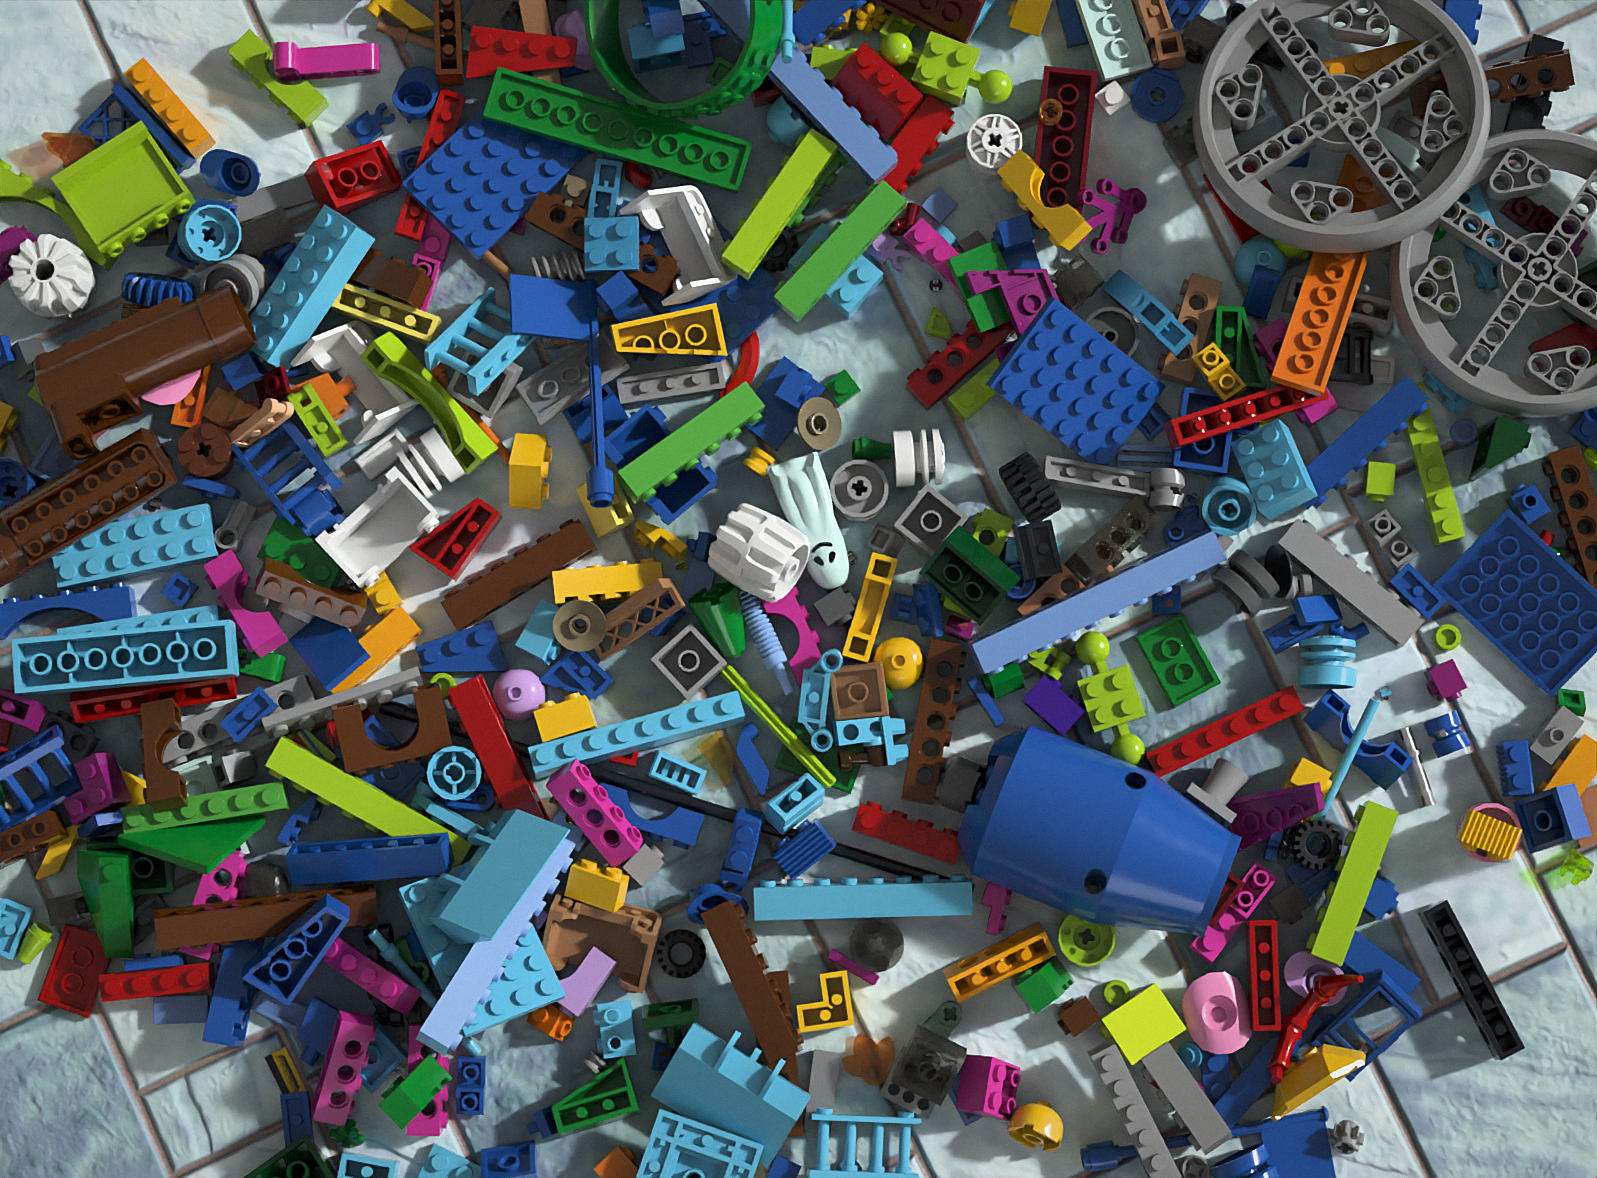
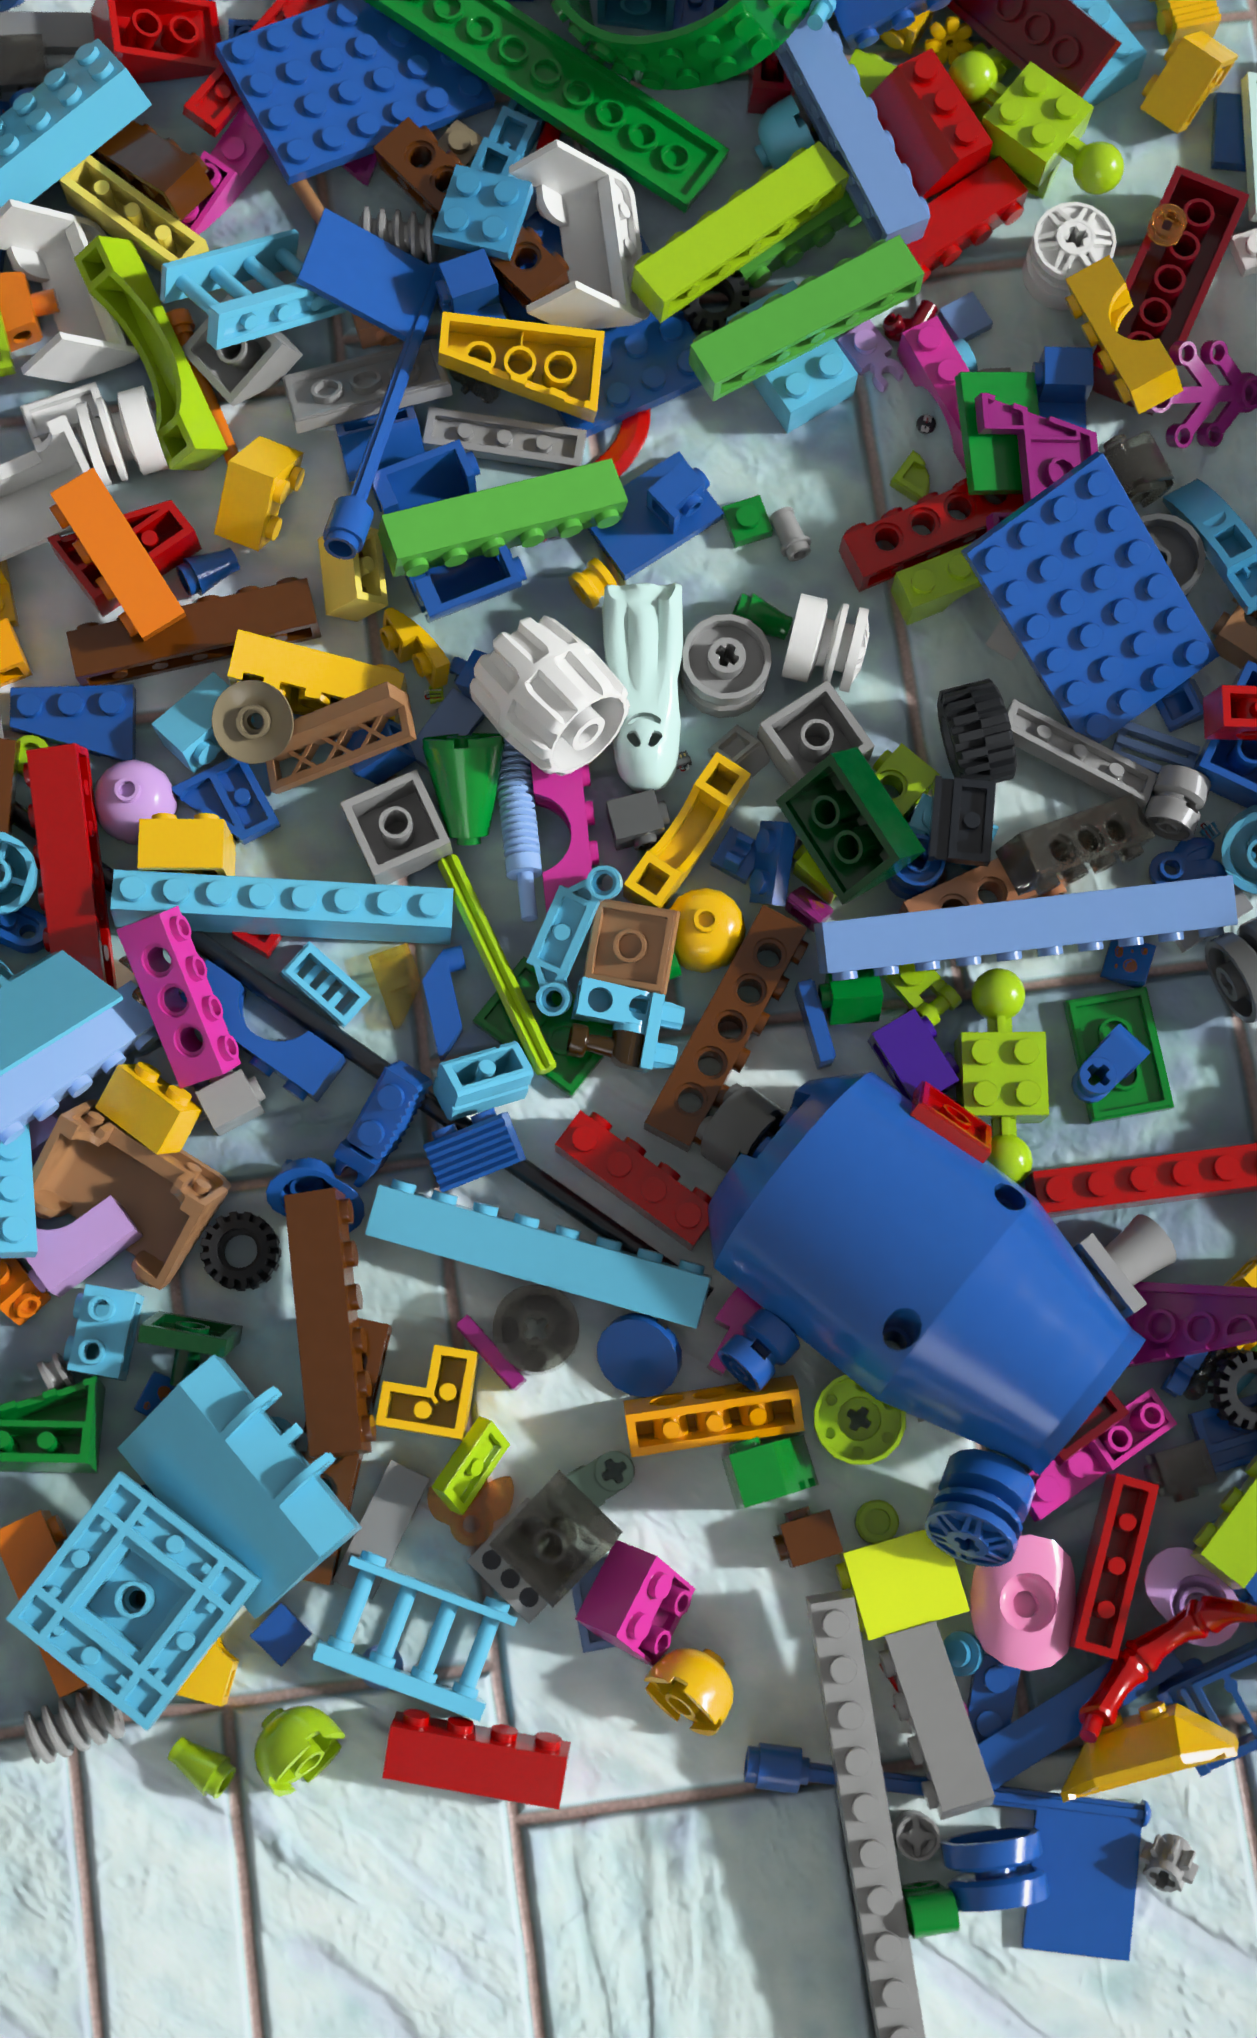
camera: 10 degrees right, 5 degrees down
(460, 547) = (118, 555): none -> orange brick
(511, 531) = (206, 570): none -> blue cone
(826, 421) = (709, 553): dark tan dish -> none
(863, 1038) = (470, 1465): none -> lime plate
(872, 389) = (794, 543): none -> light grey pin
(943, 940) = (639, 1355): none -> blue tile
(1019, 907) = (771, 1345): none -> blue wheel
(1087, 741) = (951, 1121): none -> red tile
(1174, 667) = (1111, 1062): none -> blue piece
(1174, 967) = (980, 1507): none -> blue wheel

